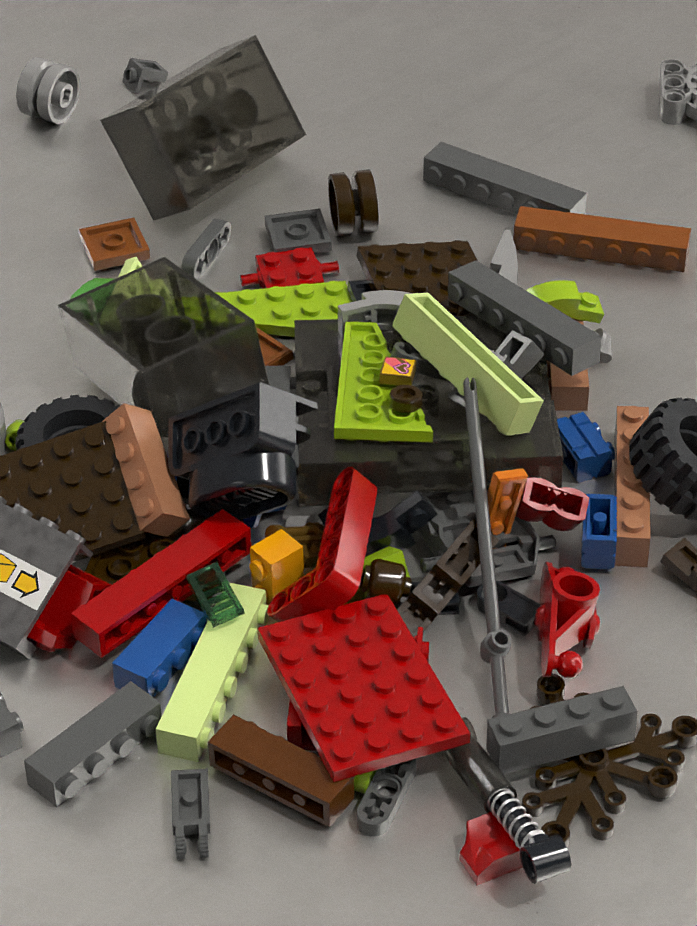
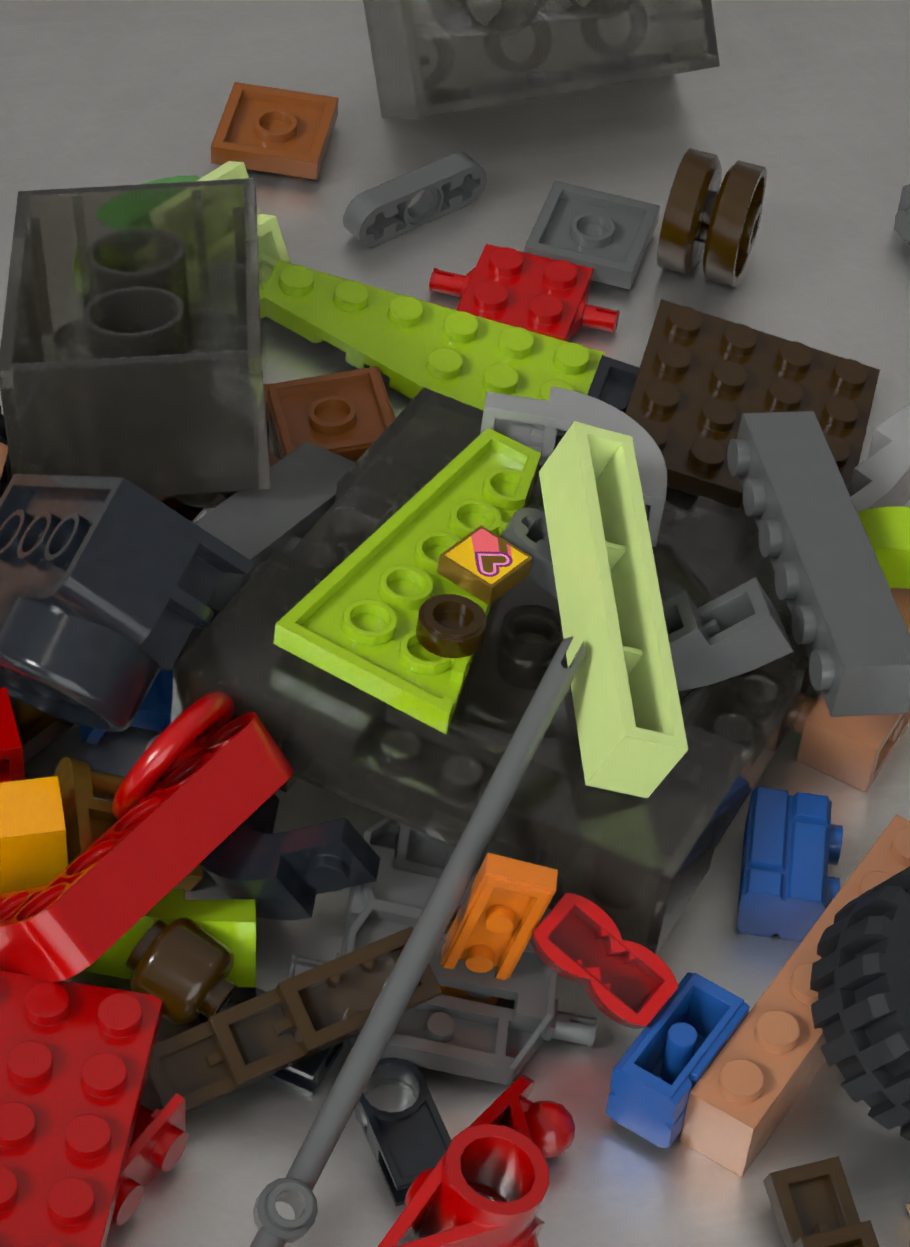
camera: 25 degrees right, 5 degrees up
(321, 502) = (173, 748): none -> red plate

